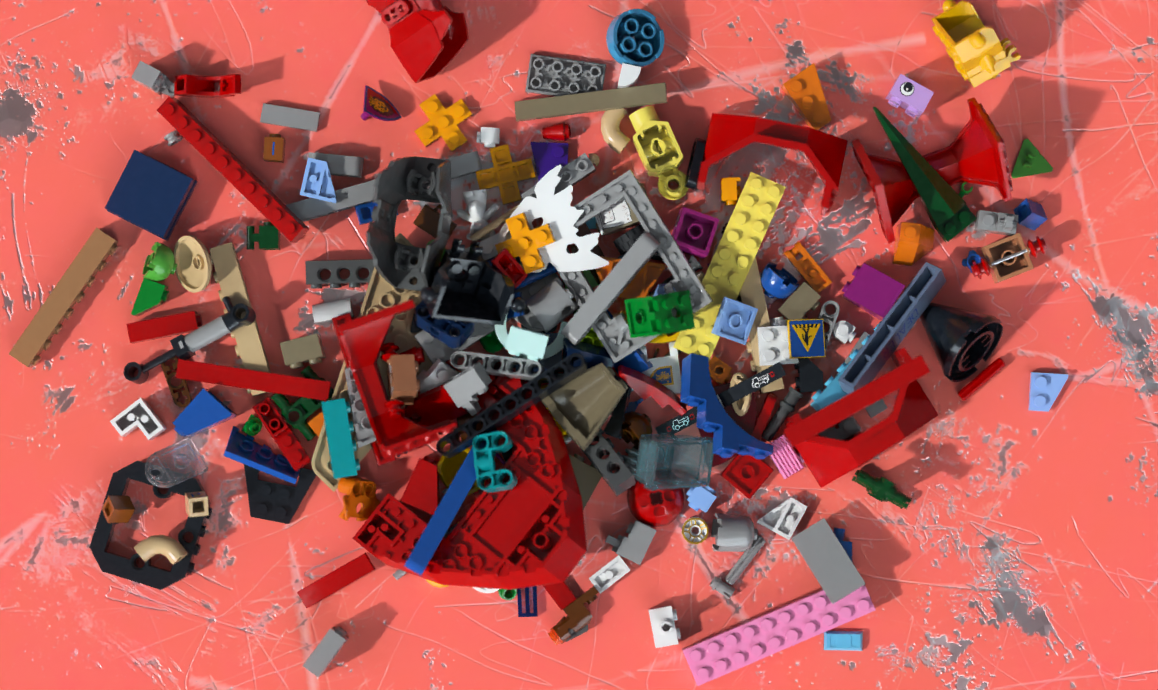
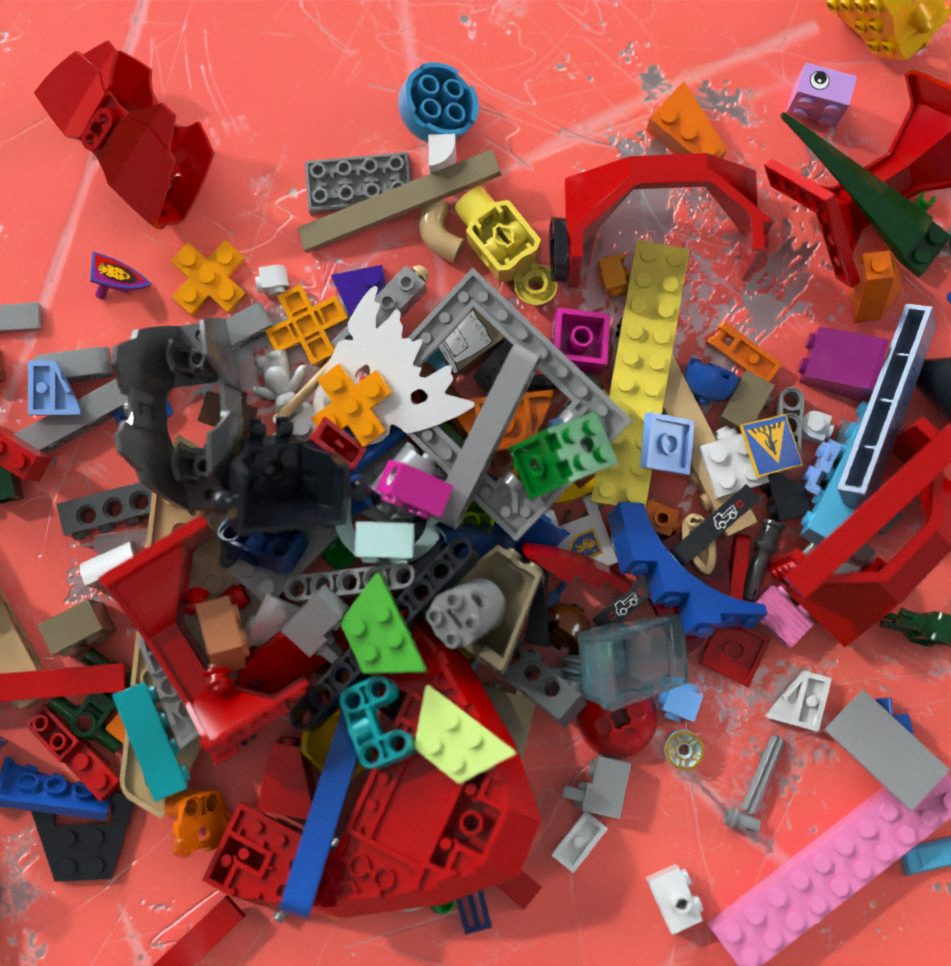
camera: 10 degrees left, 5 degrees down
(252, 425) = (31, 751): green plate -> none
(509, 403) = (380, 633): none -> bright green wing
(543, 485) = (456, 740): none -> yellowish green wing
(557, 132) = (363, 253): red cone -> none
(559, 317) = (412, 487): none -> dark pink brick
(570, 403) = (467, 612): none -> light grey cylinder
(577, 619) = (549, 918): reddish brown plate -> none
(733, 533) = (738, 741): light grey cylinder -> none
(833, 364) = (814, 474): none -> light blue wing

